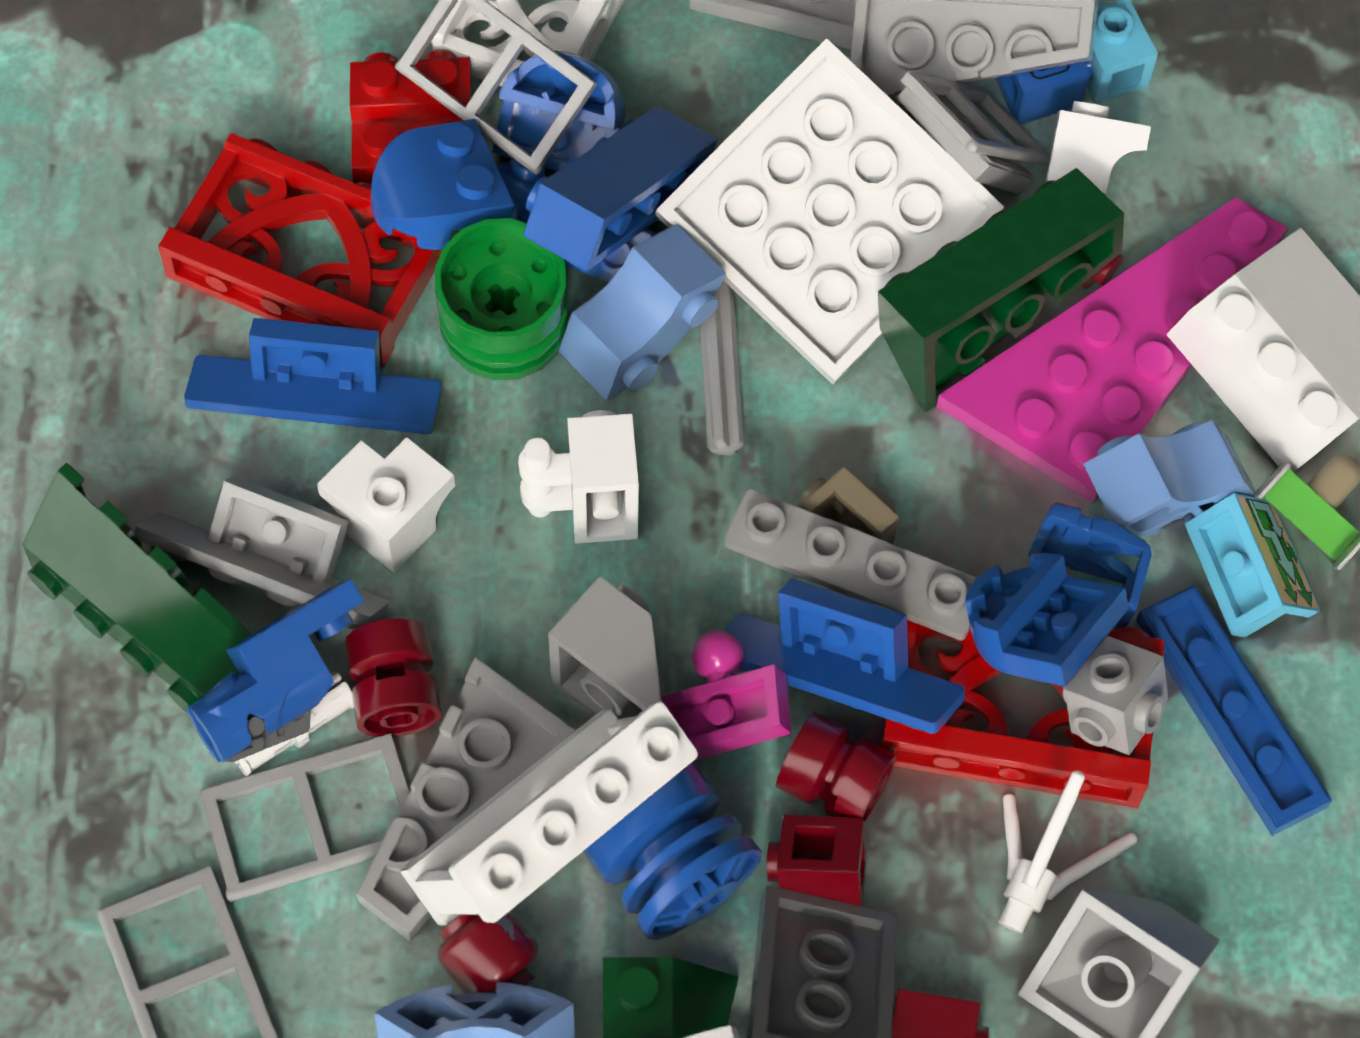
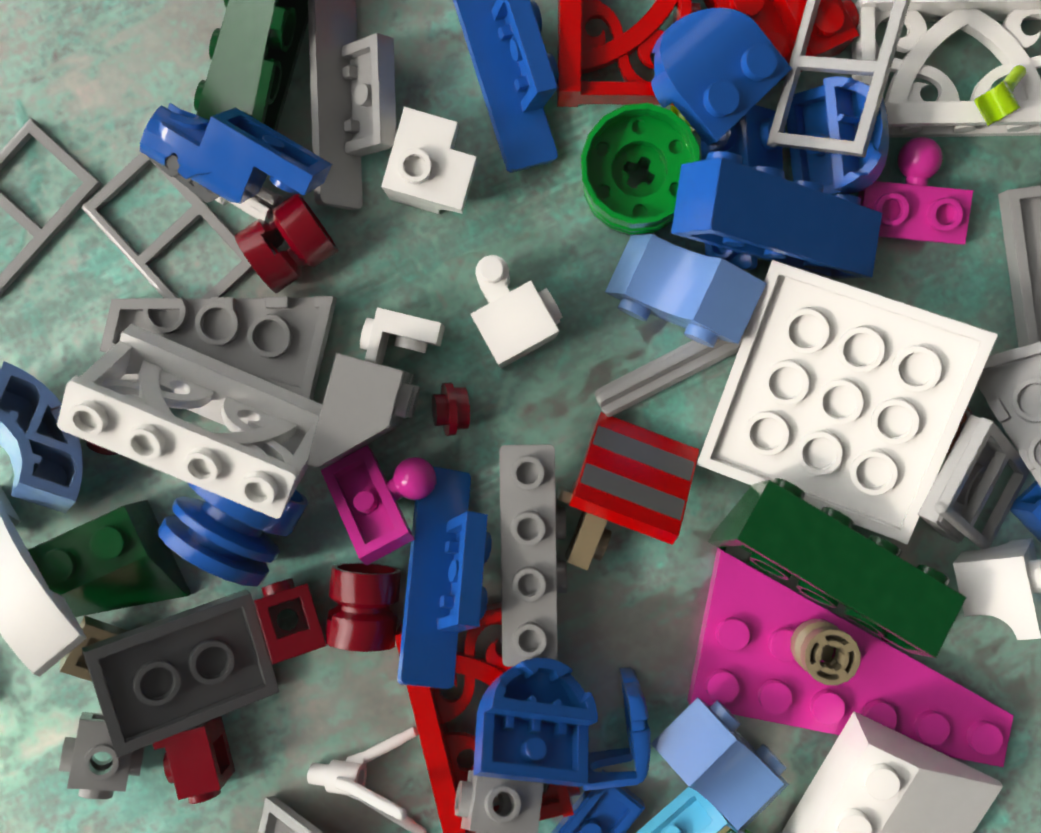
camera: 70 degrees right, 25 degrees up
(546, 602) = (410, 333): none -> white bracket
(663, 591) = (451, 409): none -> dark red plate
(670, 80) = (915, 209): none -> dark pink plate
(821, 436) = (635, 478): none -> red tile
(1073, 334) = (816, 641): none -> dark tan wheel

